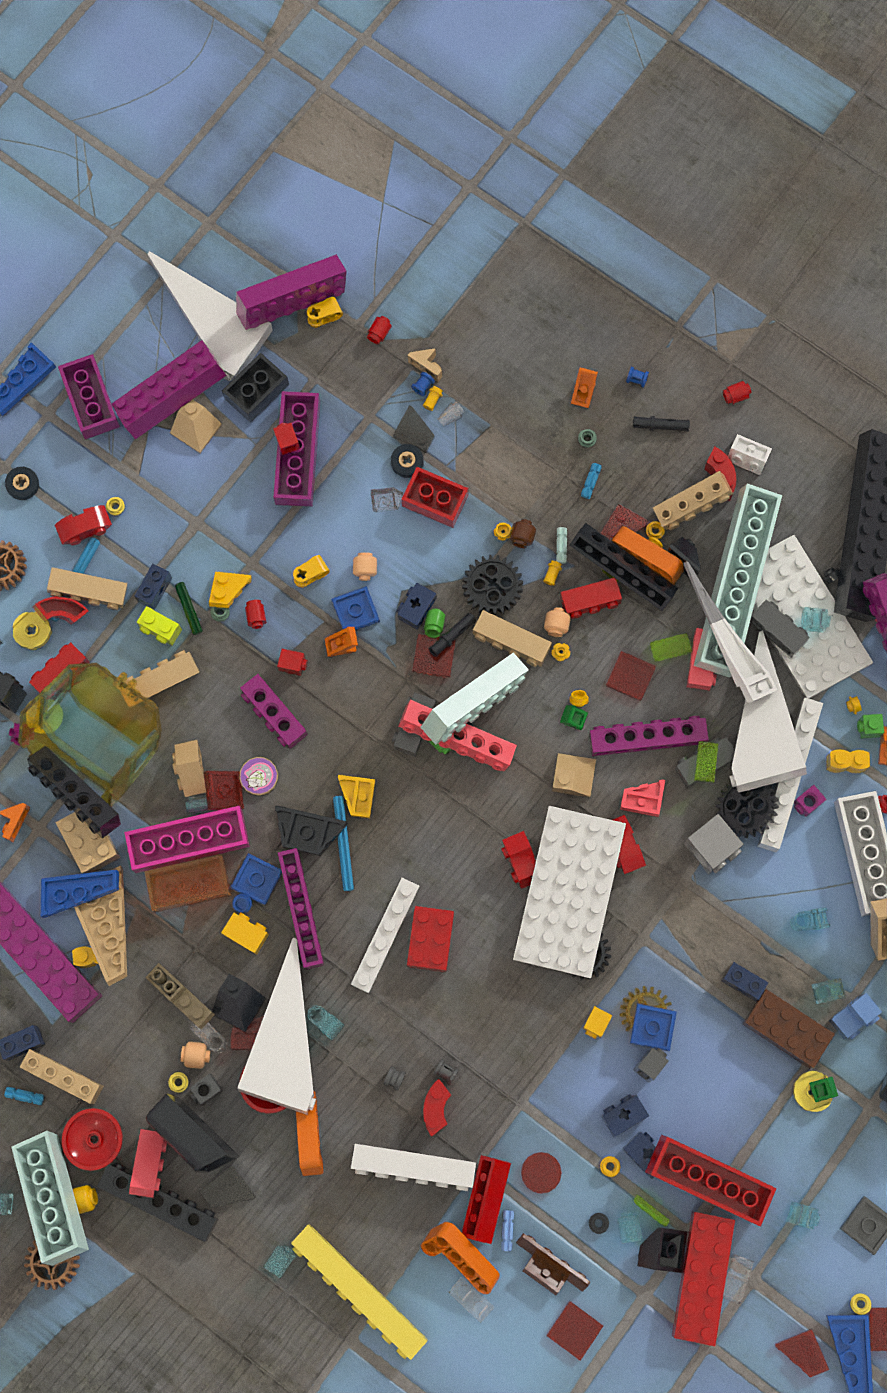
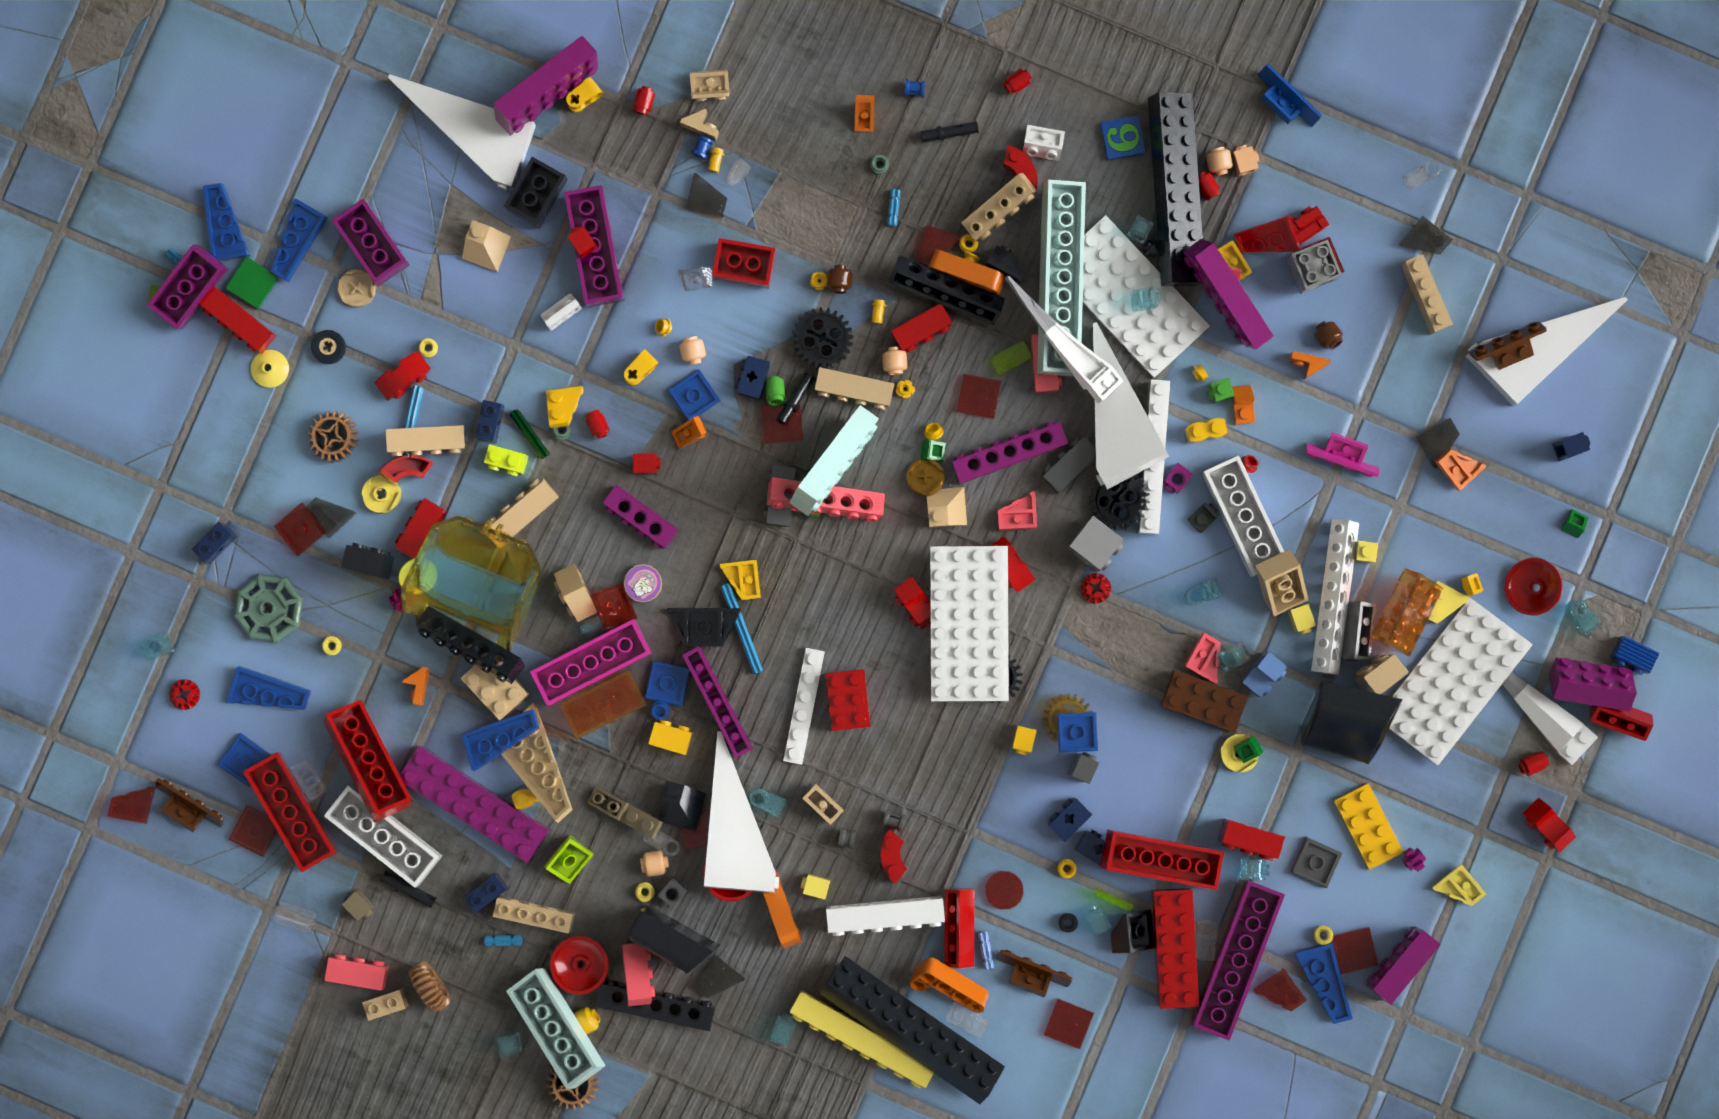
camera: 15 degrees left, 10 degrees up
(64, 436) = (356, 288): none -> tan tile
(111, 1029) = (569, 859): none -> lime slope
(168, 389) = (450, 217): magenta brick -> none
(249, 502) = (561, 311): none -> white bracket
(342, 538) = (663, 327): none -> yellow plate
(350, 1119) = (815, 886): none -> light yellow brick
(379, 1037) = (823, 804): none -> tan brick
(404, 452) = (703, 221): black bush -> none
(412, 1295) = (912, 1030): none -> black brick
(444, 329) = (709, 84): none -> tan bracket
(560, 740) = (925, 477): none -> pearl gold tile
(561, 545) = (880, 281): light aqua axle -> none
(694, 888) = (1097, 597): none -> red gear
(706, 762) = (1070, 466): clear neon green tile -> none
(744, 981) = (1153, 667): dark blue brick -> none
(765, 1306) = (1237, 959): none -> magenta brick
(779, 628) = (1112, 315): dark grey brick -> none
(797, 985) = (1204, 658): none -> coral wing
(806, 1183) = (1250, 840): none -> red brick
(825, 554) = (1140, 229): none -> clear light blue brick
(826, 468) = (1122, 138): none -> blue tile
(827, 845) = (1203, 517): none -> pearl dark grey bracket

